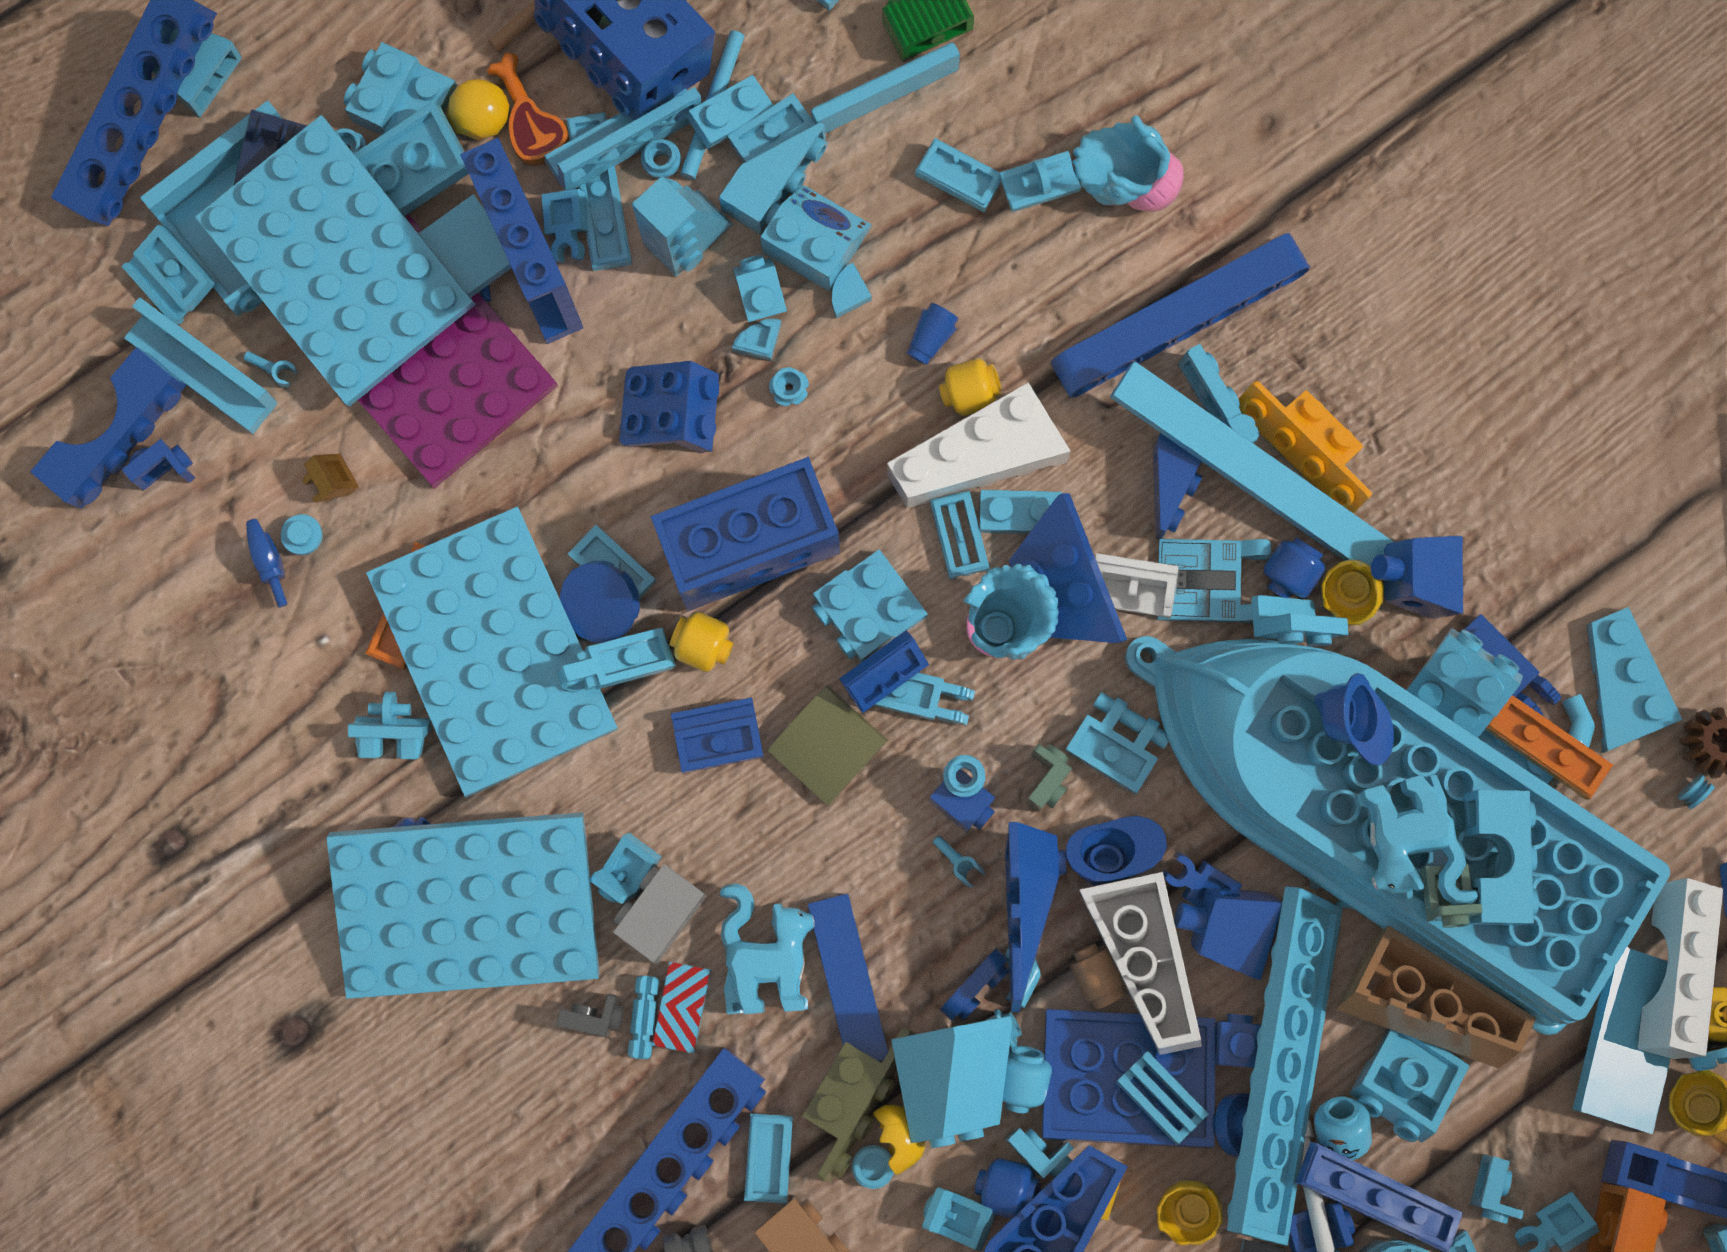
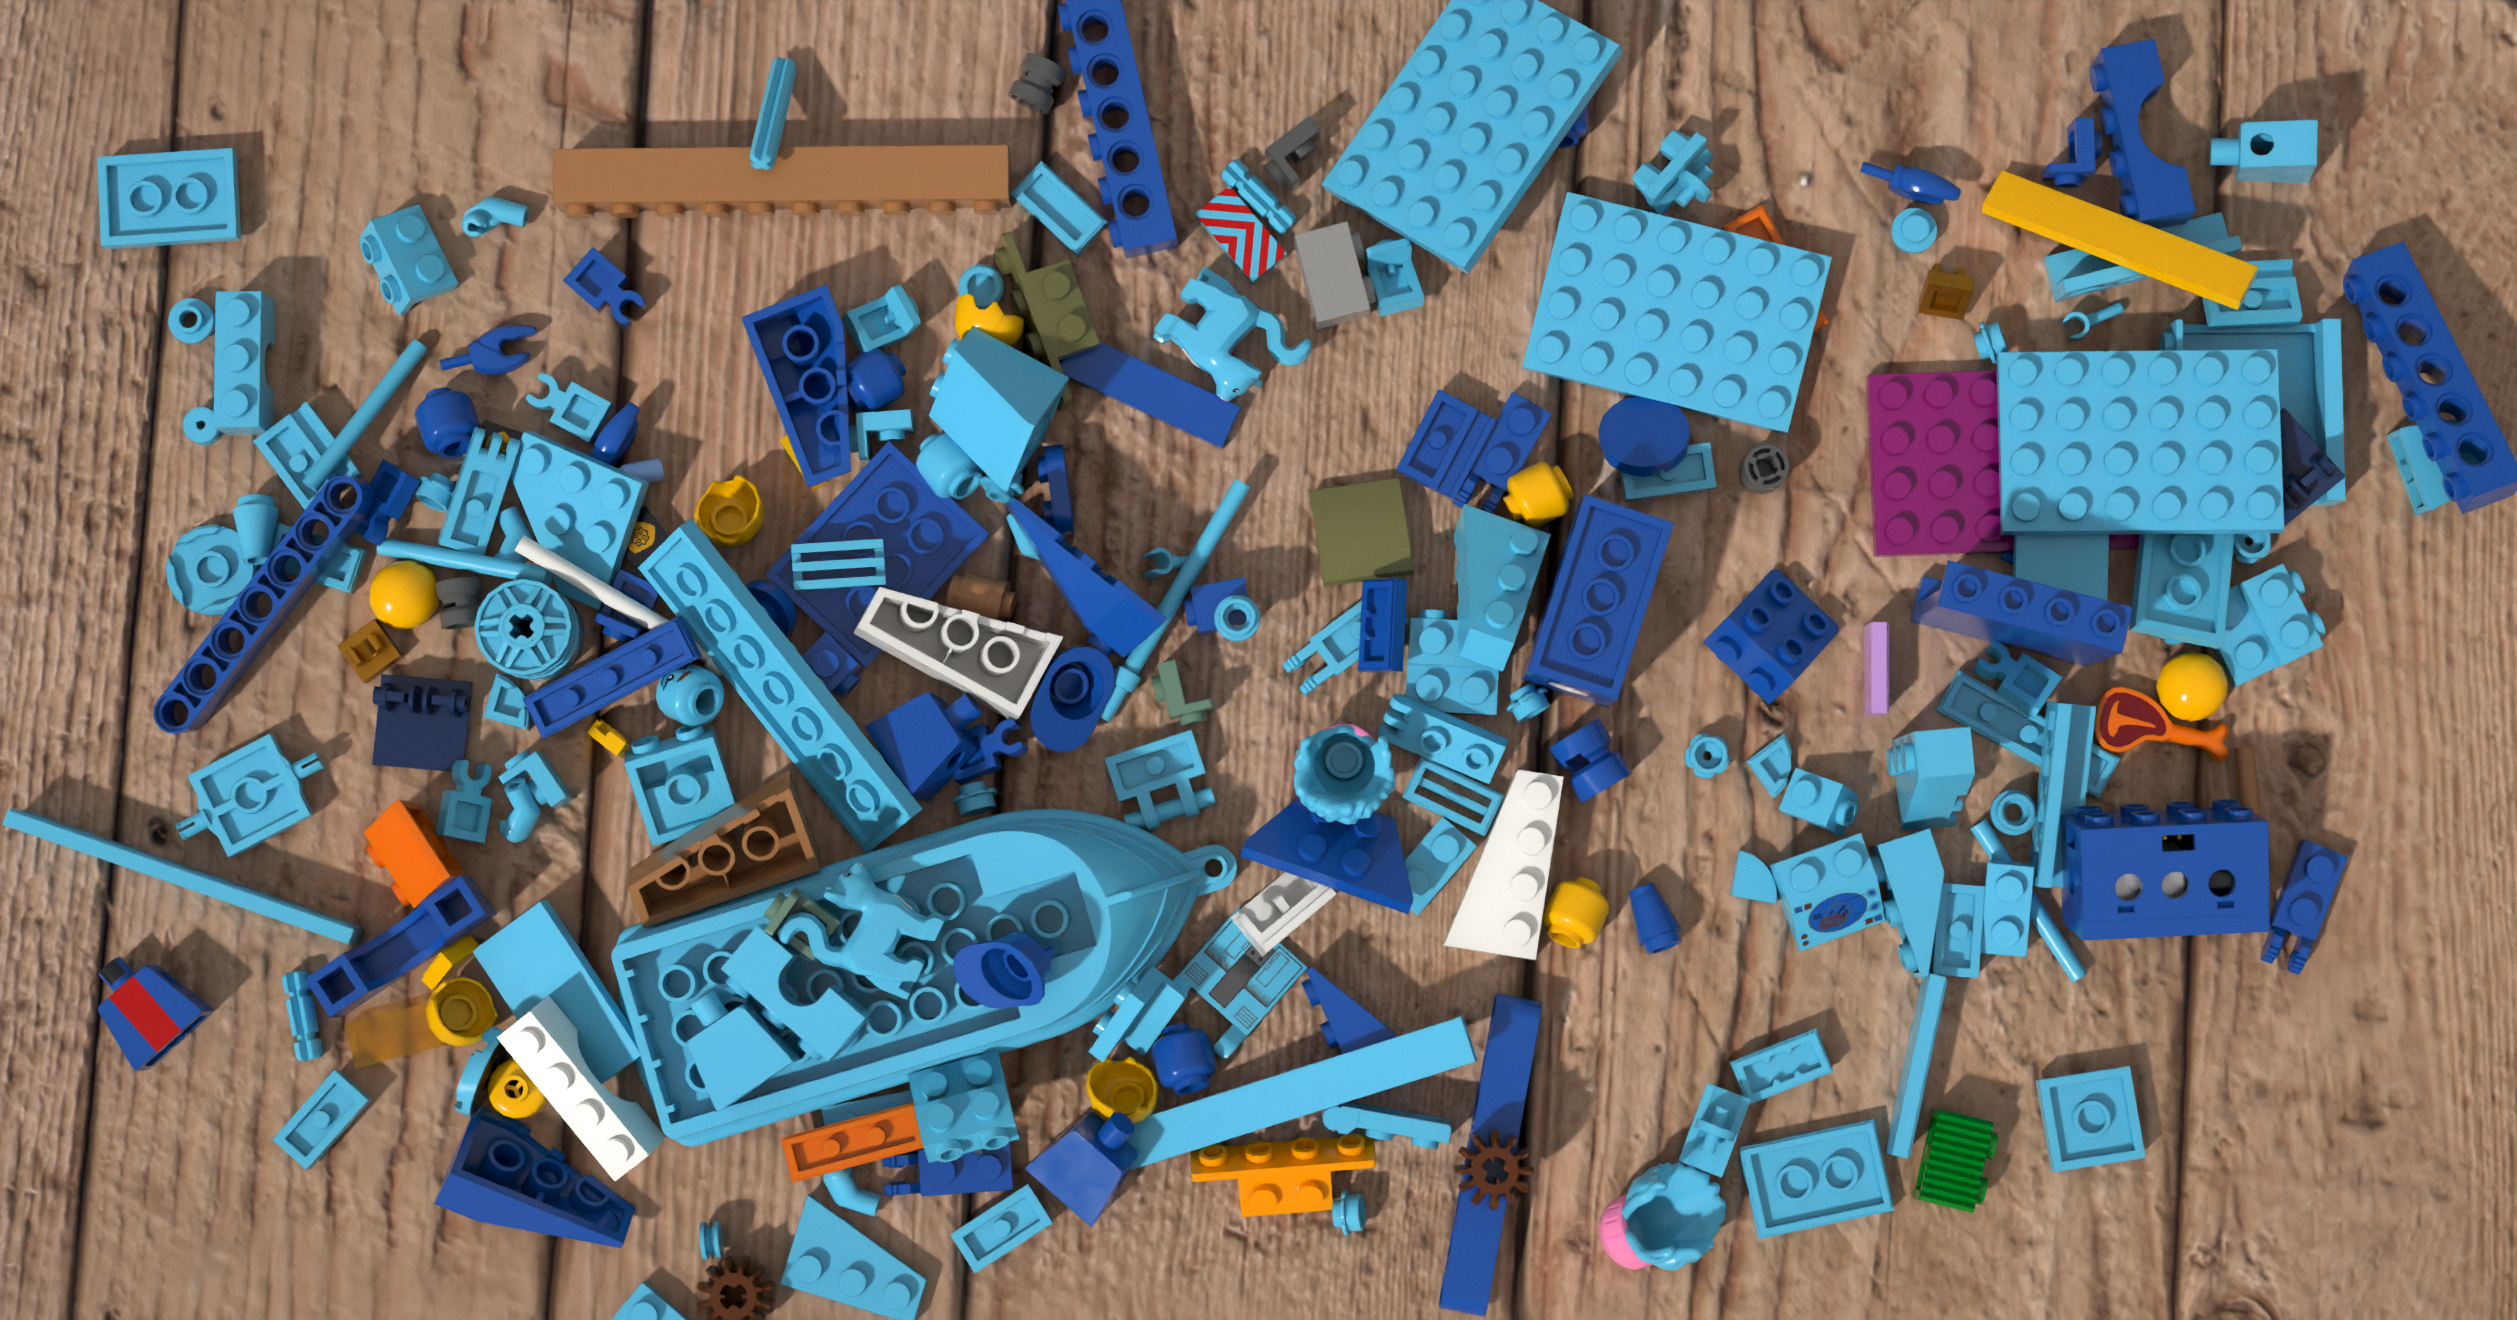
camera: 130 degrees right, 5 degrees up
(44, 325) = (2287, 145): none -> medium azure torso
(198, 383) = (2120, 240): none -> yellow tile
(341, 420) = (1990, 341): none -> medium azure plate
(559, 510) = (1758, 474): none -> dark grey wheel
(619, 661) = (1577, 412): medium azure hinge -> none
(636, 319) = (1876, 669): none -> lavender tile
(687, 691) = (1505, 449): none -> blue hinge
(789, 616) = (1495, 581): none -> medium azure wedge
(853, 534) = (1528, 702): none -> medium azure plate
(859, 456) = (1590, 760): none -> blue wheel
(926, 572) = (1442, 738): none -> medium azure hinge
(1013, 98) = (1815, 1178): none -> medium azure tile
(1063, 827) = (1127, 675): none -> medium azure bar
(1199, 282) = (1508, 1164): none -> reddish brown gear
(1240, 862) = (975, 799): none -> medium azure plate
(1299, 377) = (1349, 1212): none -> medium azure plate
(1421, 1163) = (610, 738): none -> yellow tile
(1512, 599) = (1002, 1228): none -> medium azure plate
(1527, 1178) = (525, 812): none -> medium azure arm
(1575, 866) = (735, 1050): none -> medium azure torso
(1673, 1143) = (449, 961): none -> yellow tile

